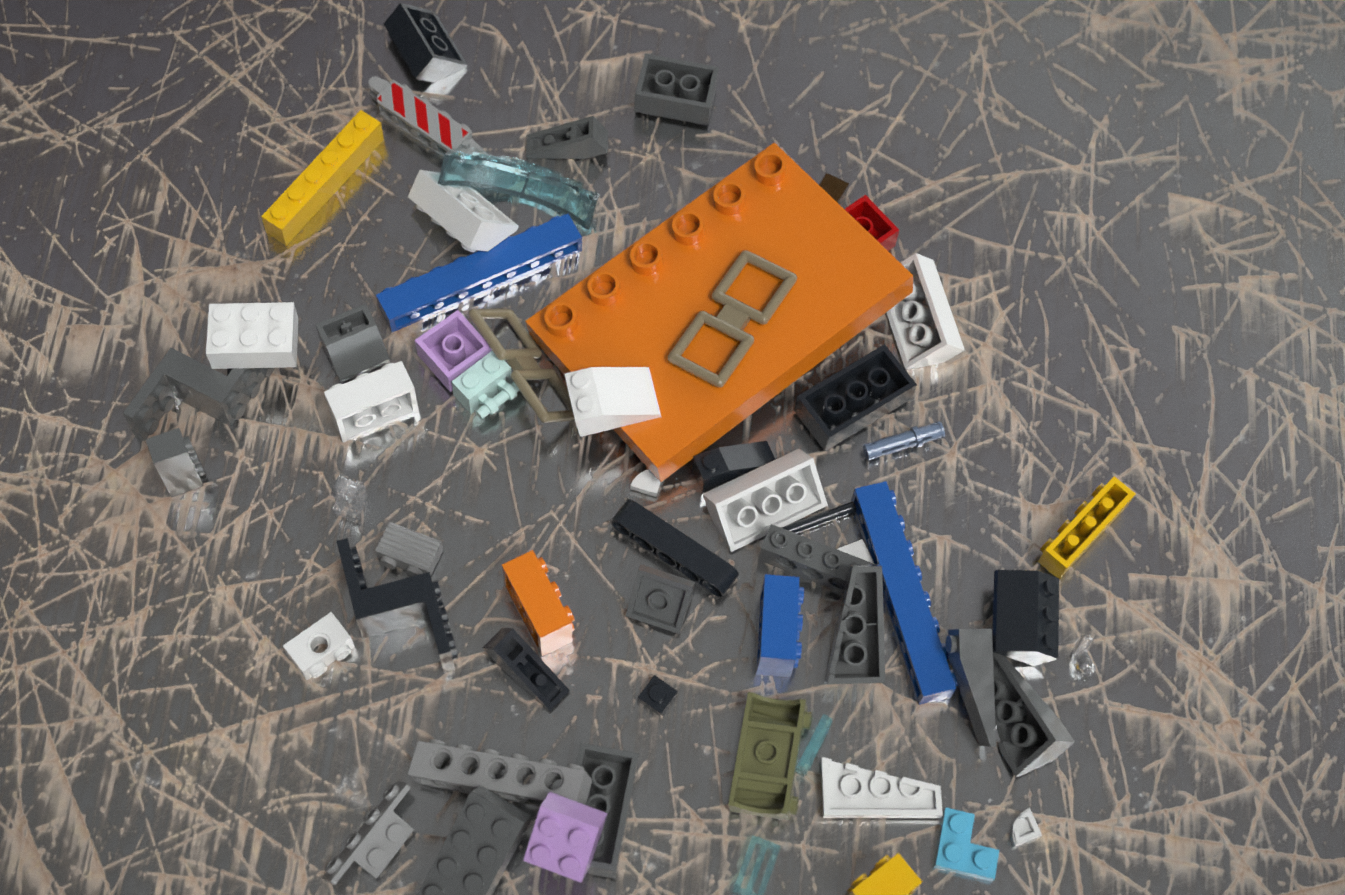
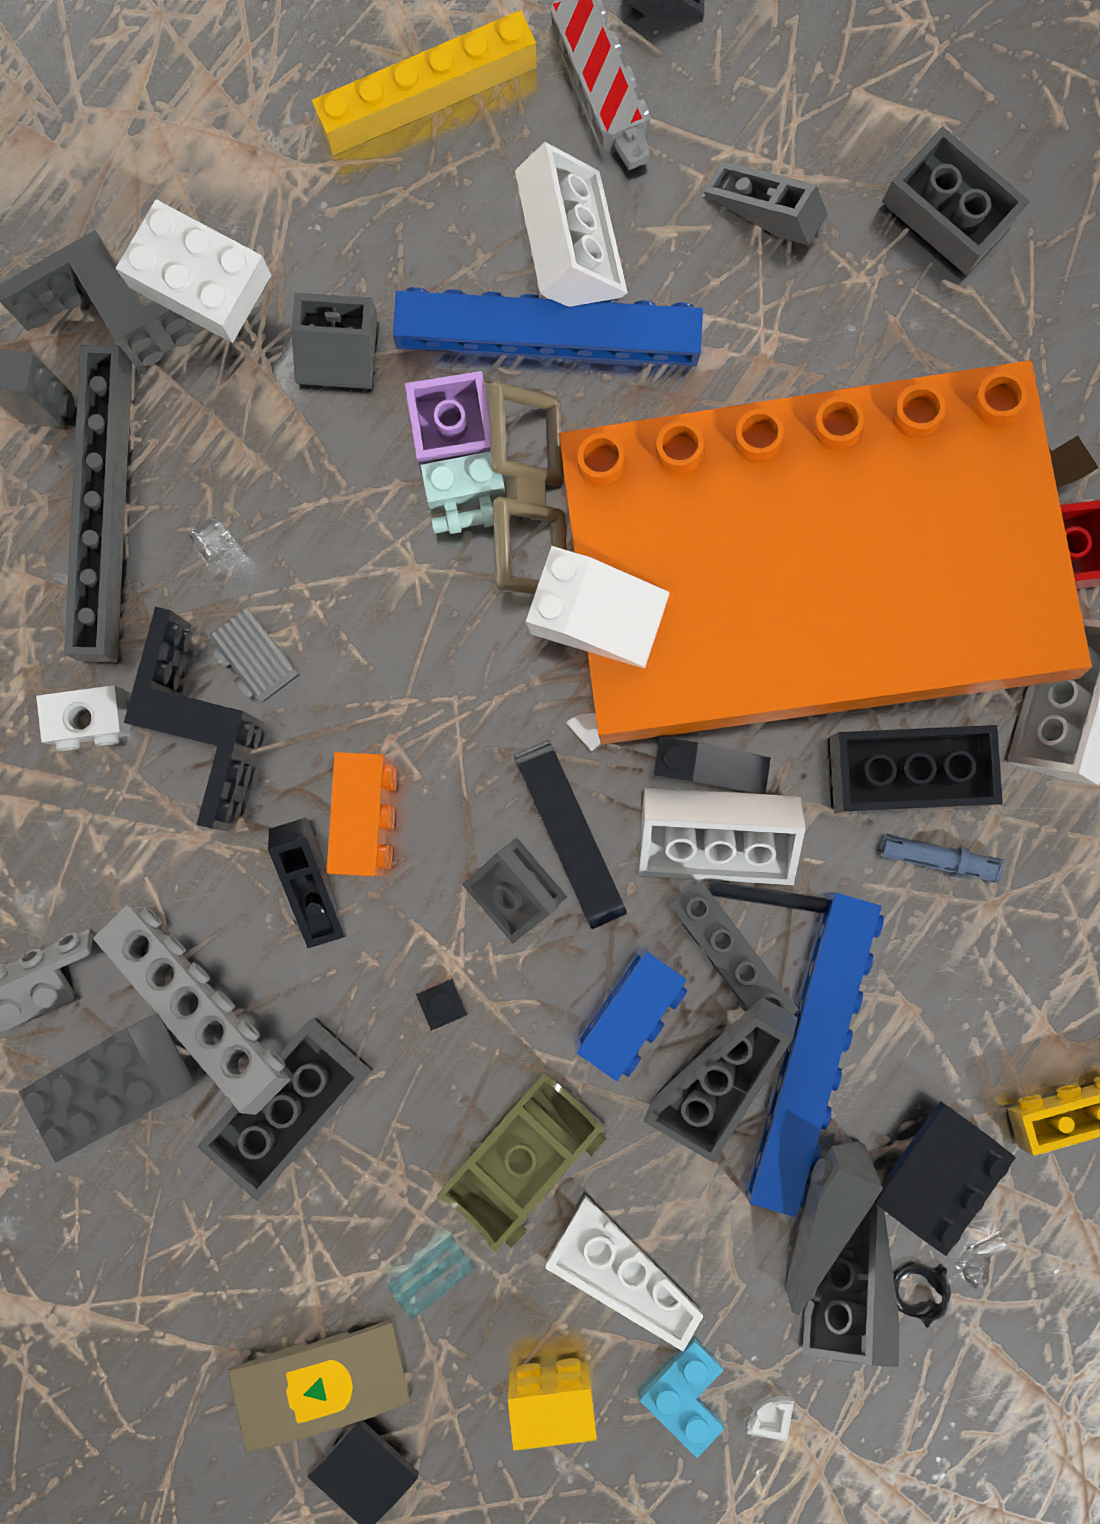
camera: 35 degrees right, 20 degrees up
(258, 514) = (98, 504): none -> dark grey brick
(371, 401) = (309, 434): white brick -> none
(522, 181) = (673, 221): clear light blue windscreen -> none
(565, 837) = (208, 1143): lavender brick -> none
(732, 318) = (817, 587): dark tan bar -> none
(814, 745) = (585, 1177): clear light blue tile -> none
(858, 550) = (787, 969): white tile -> none
(1065, 686) = (938, 1280): none -> black piece

